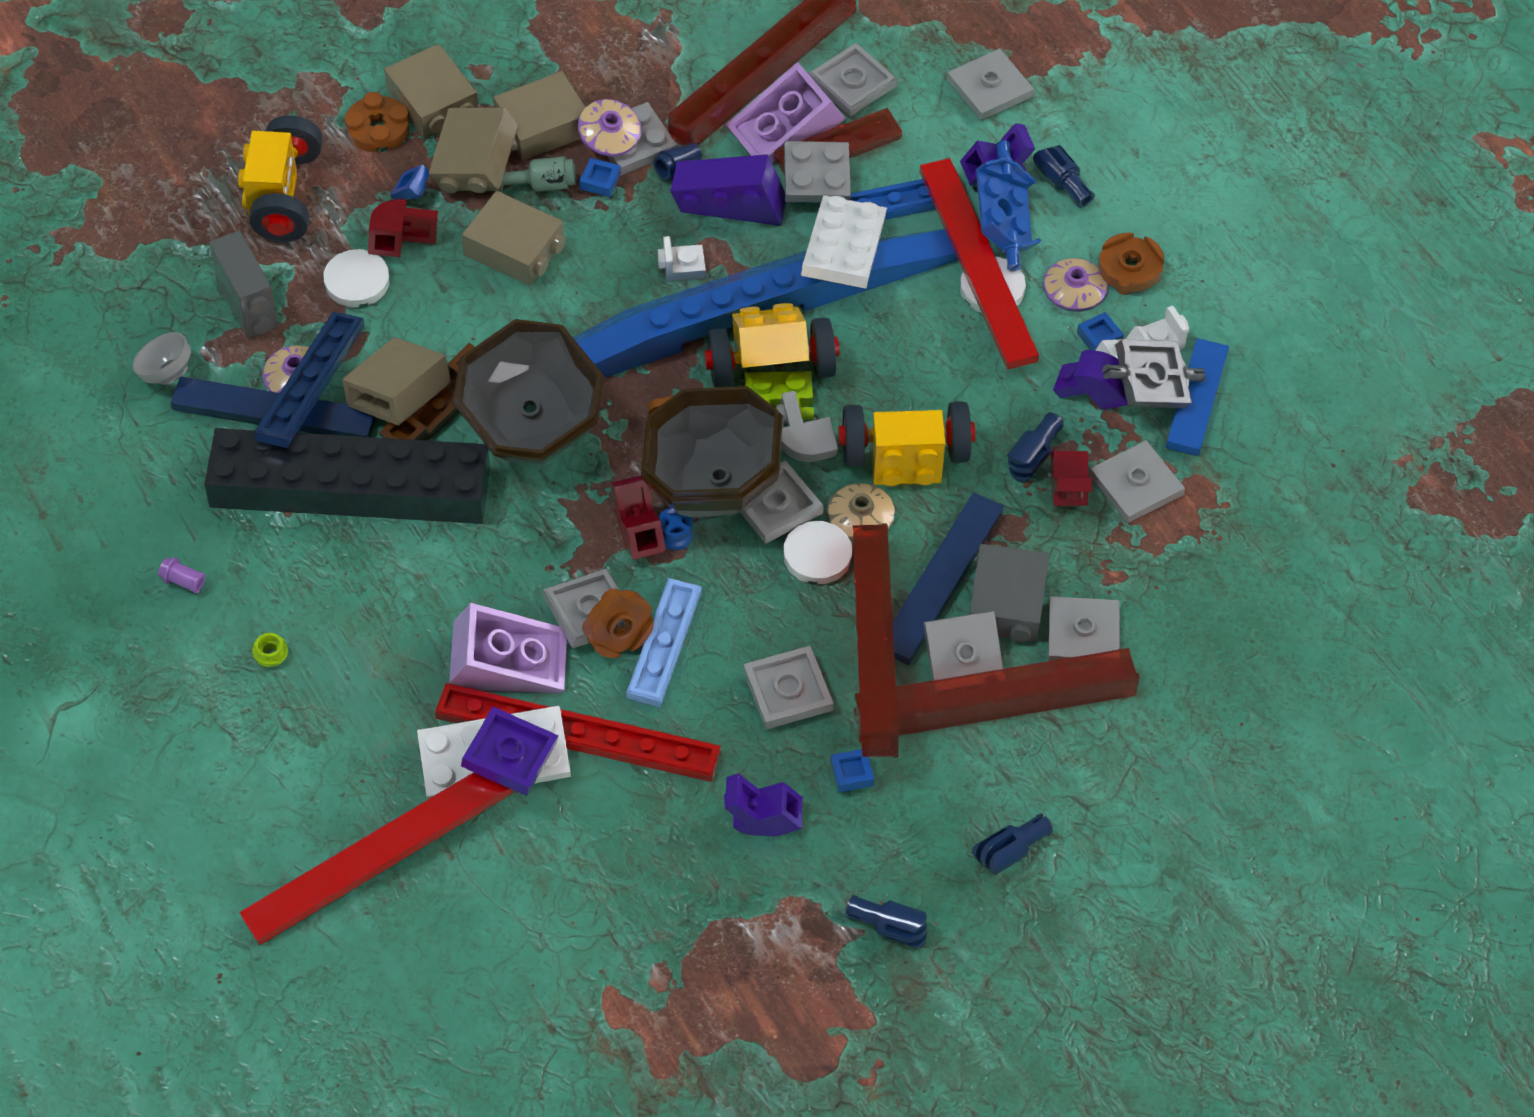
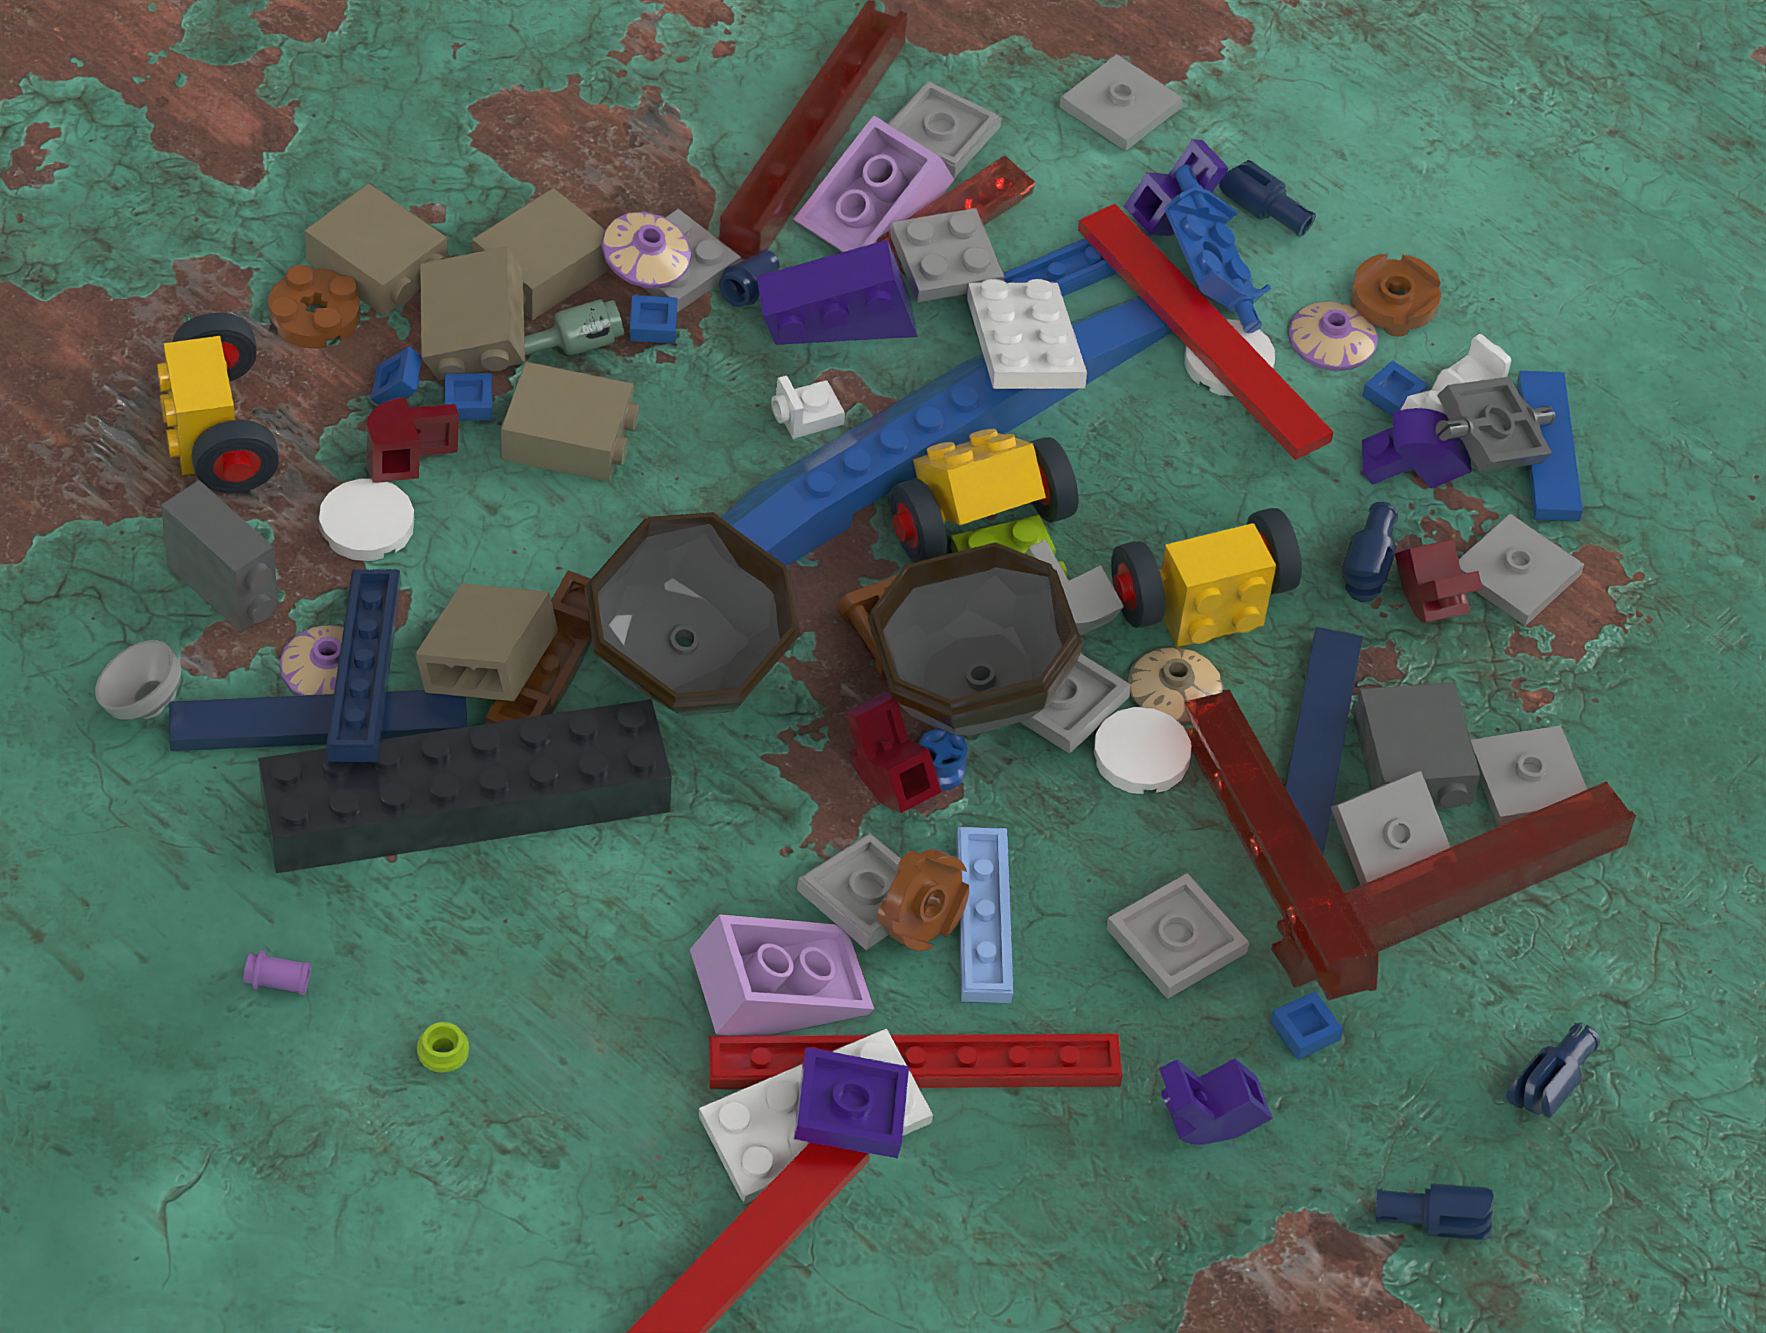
camera: 20 degrees left, 5 degrees down
(455, 206) = (470, 394): none -> blue plate

